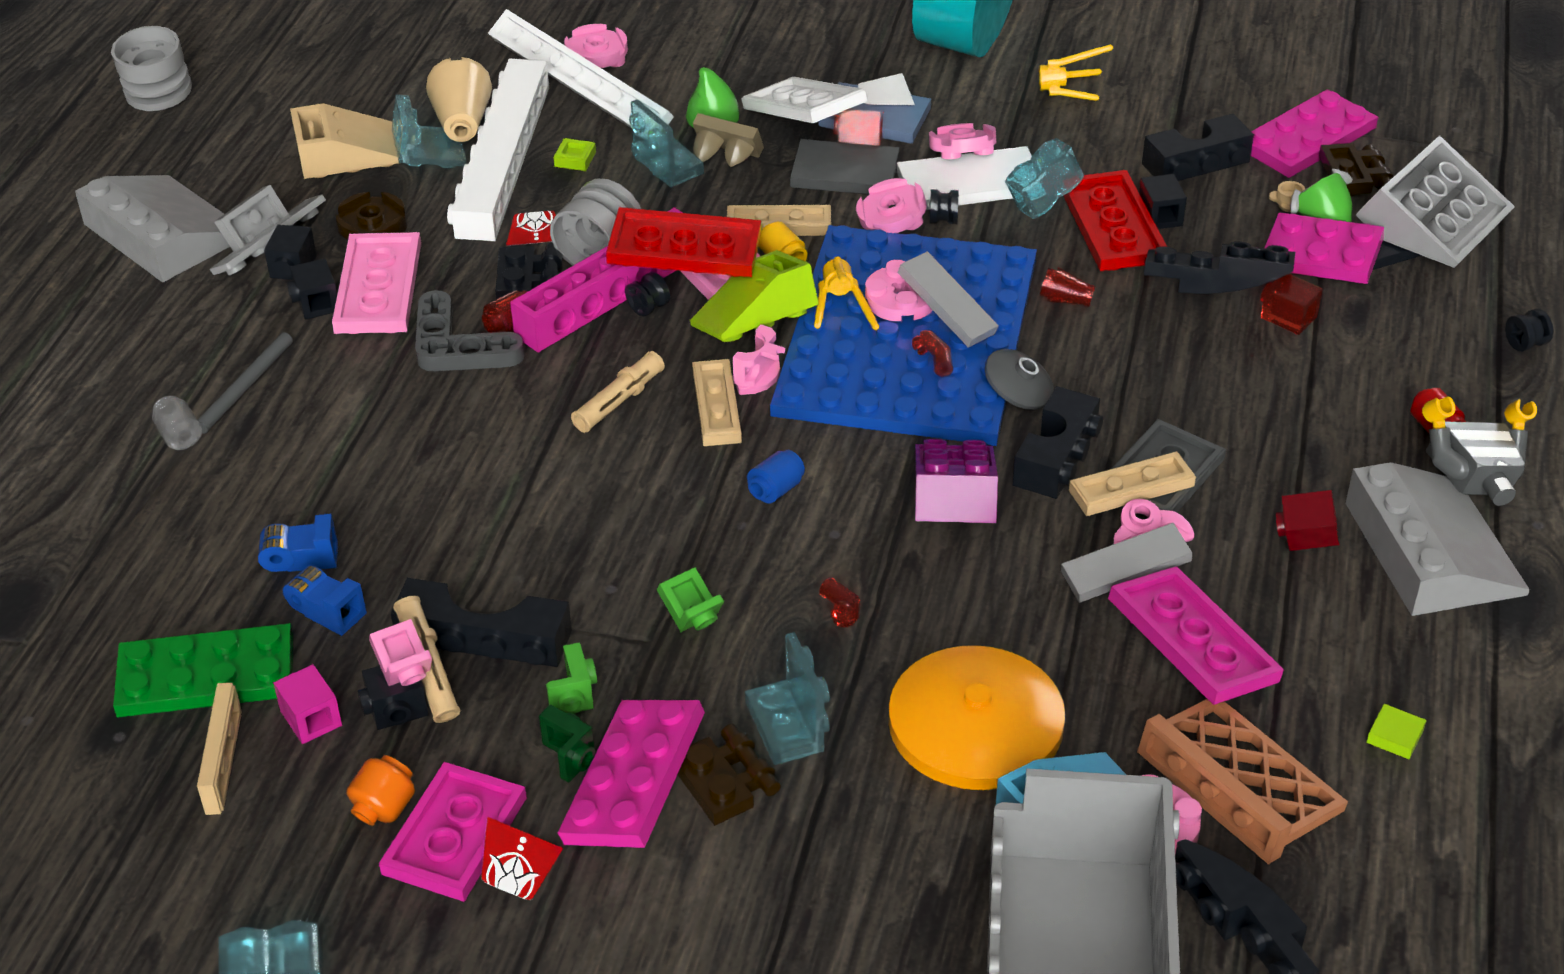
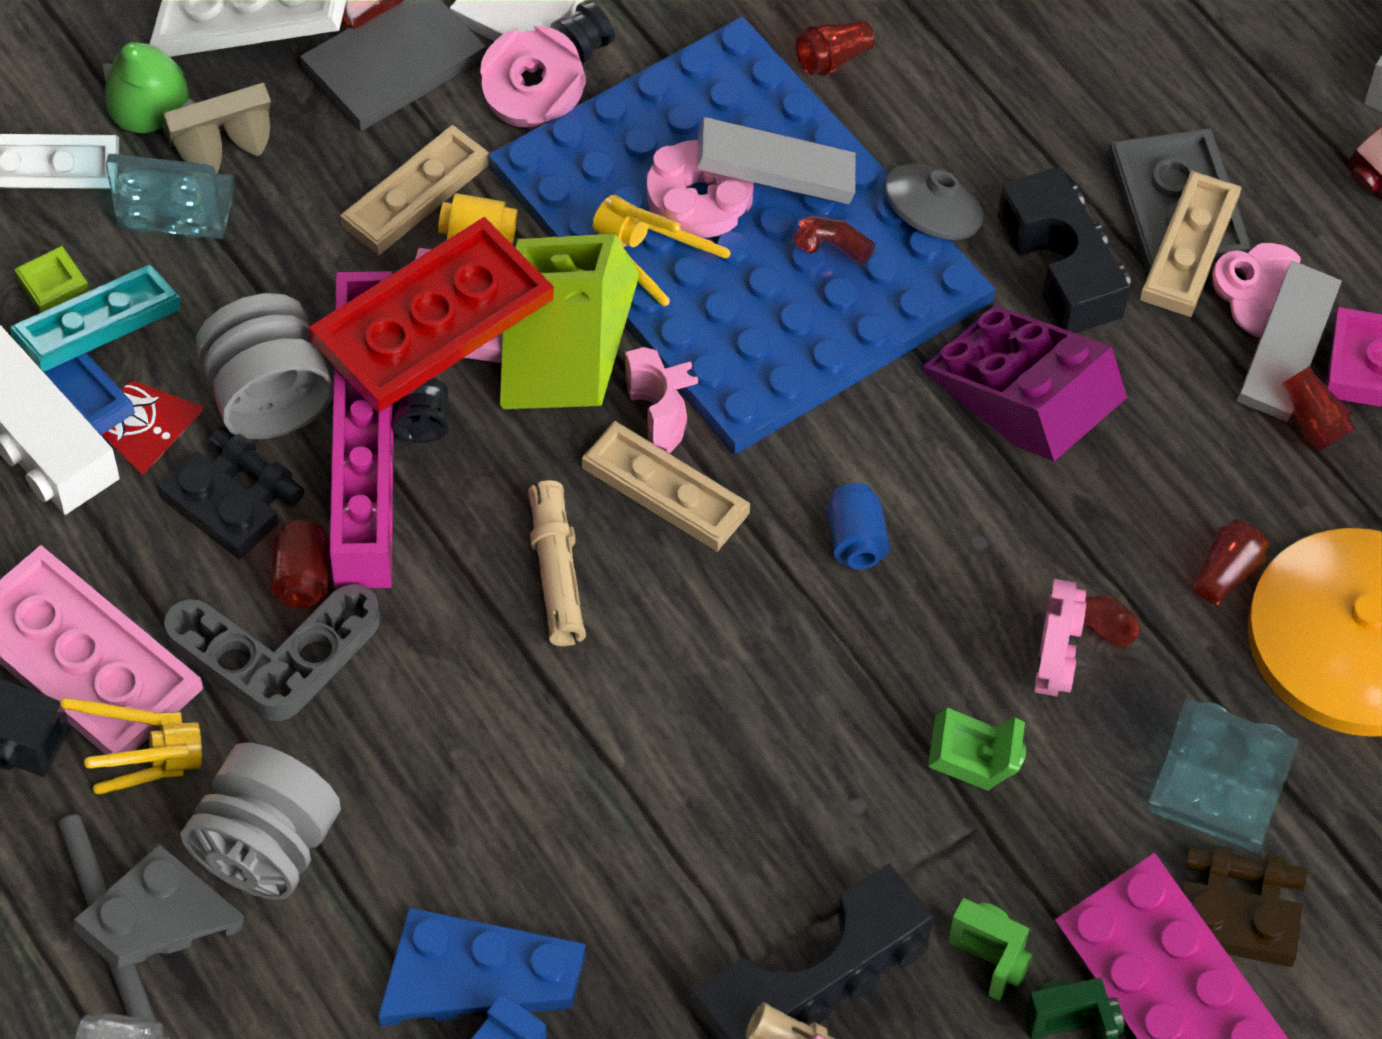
camera: 50 degrees left, 15 degrees up
(261, 387) = (154, 911): none -> dark grey wing
(339, 378) = (261, 821): none -> light grey wheel
(356, 512) = (465, 965): none -> blue wing
(357, 336) = (170, 750): none -> yellow plant
(525, 196) = (91, 392): none -> blue tile
(559, 170) = (95, 318): none -> teal tile
(808, 573) = (1063, 618): none -> bright pink plate
(944, 628) = (1231, 559): none -> clear red cone
(1091, 601) = (1317, 409): none -> clear red cone

